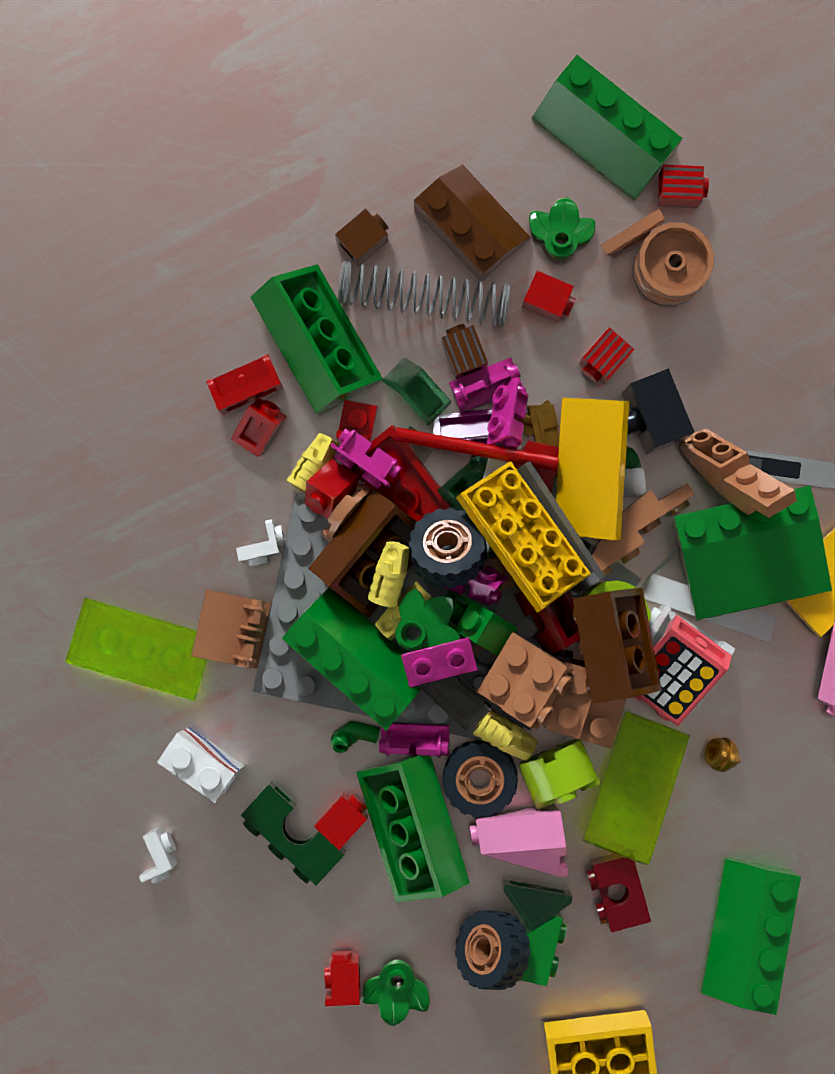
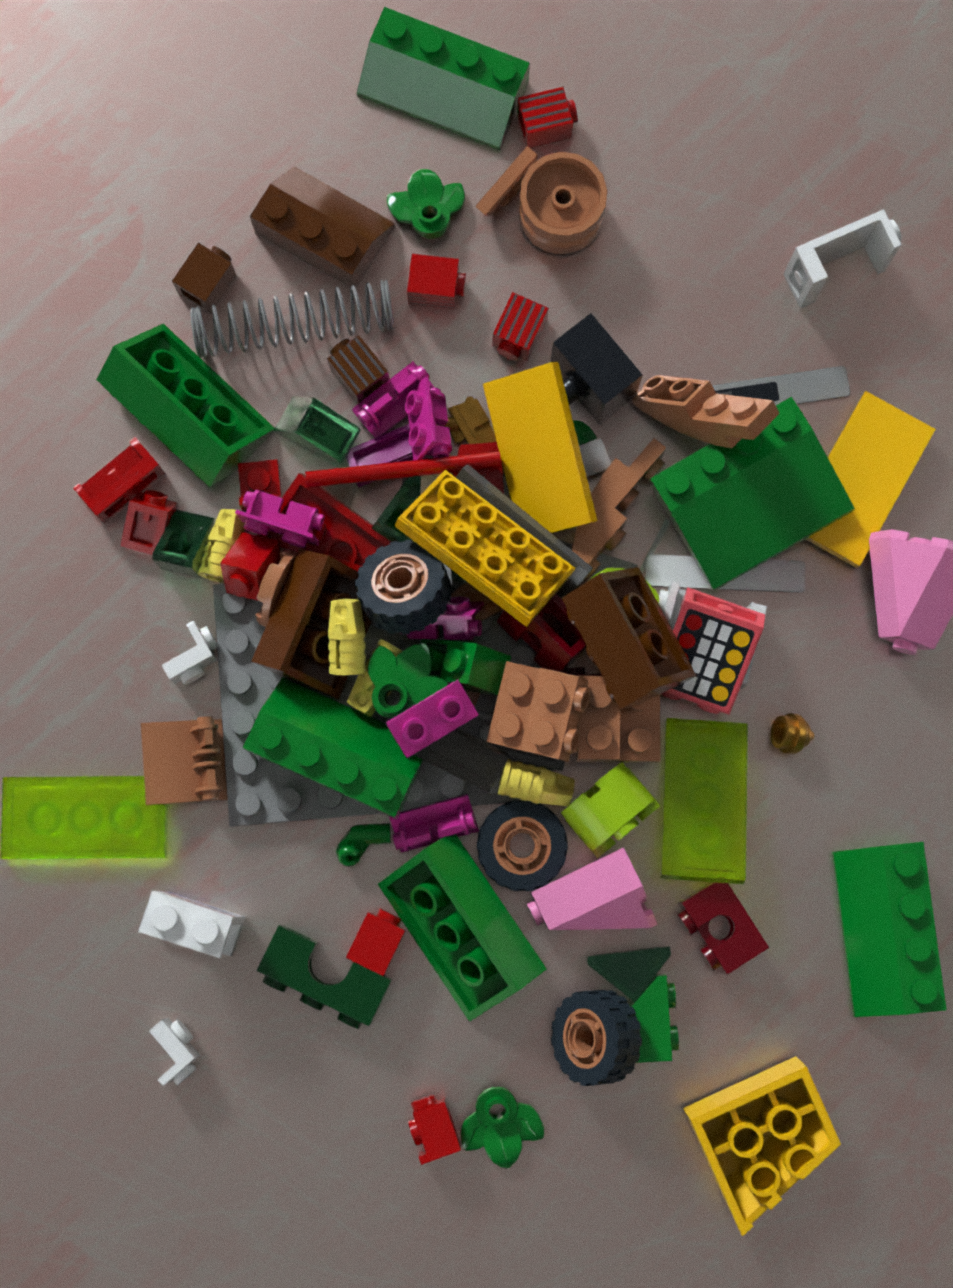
camera: 20 degrees left, 5 degrees down
(282, 451) = (183, 543): none -> clear green slope

